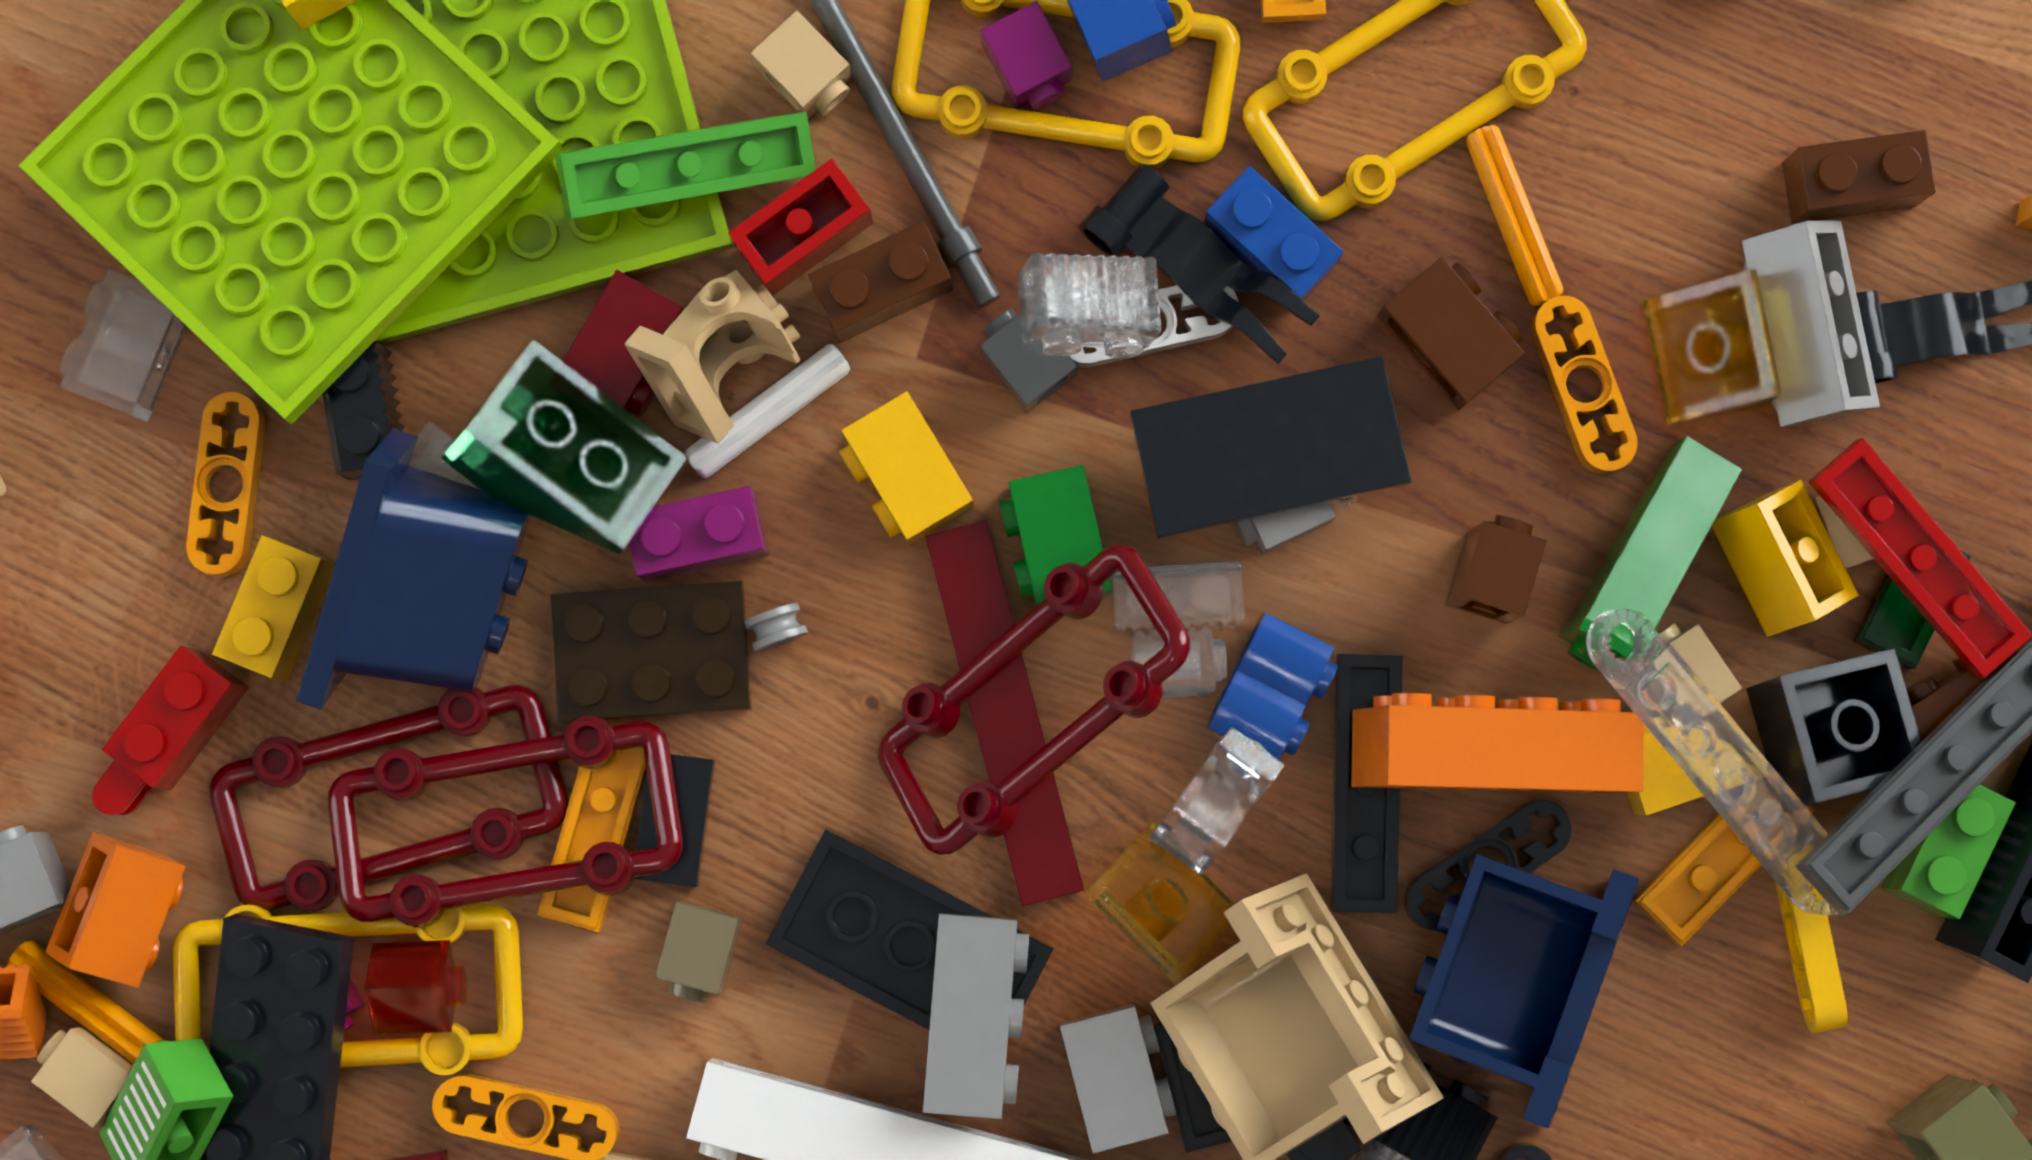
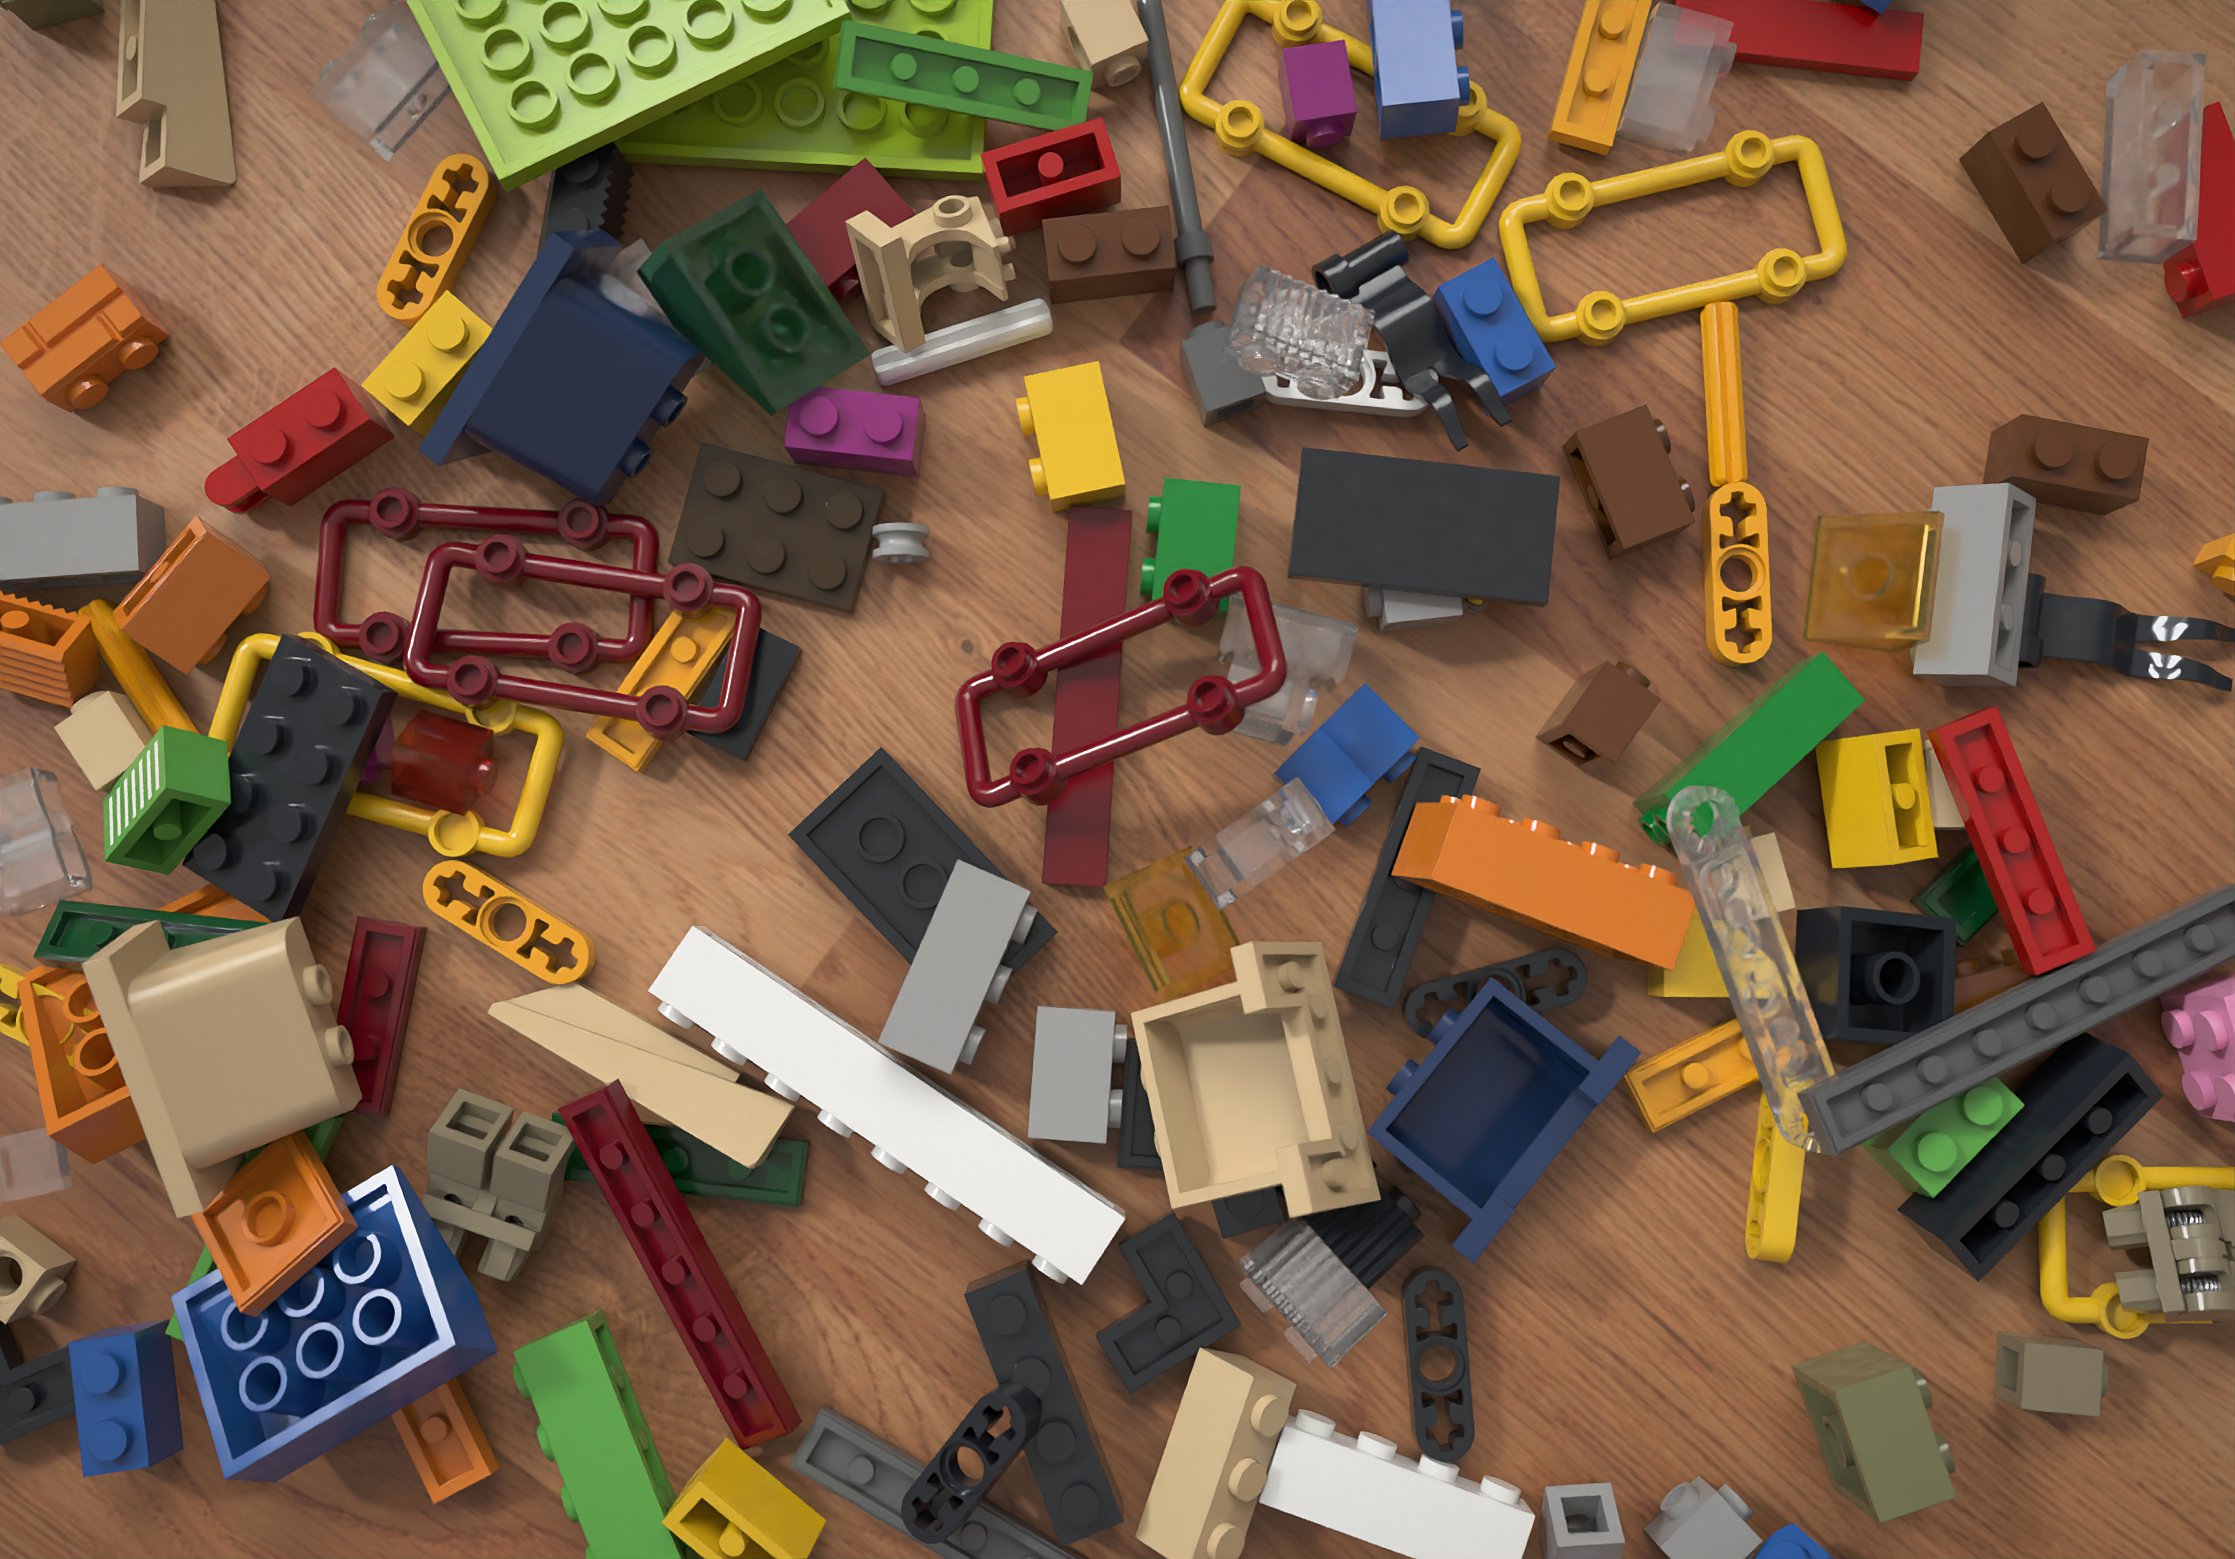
camera: 15 degrees right, 0 degrees up
(698, 951) = (723, 820): dark tan brick -> none

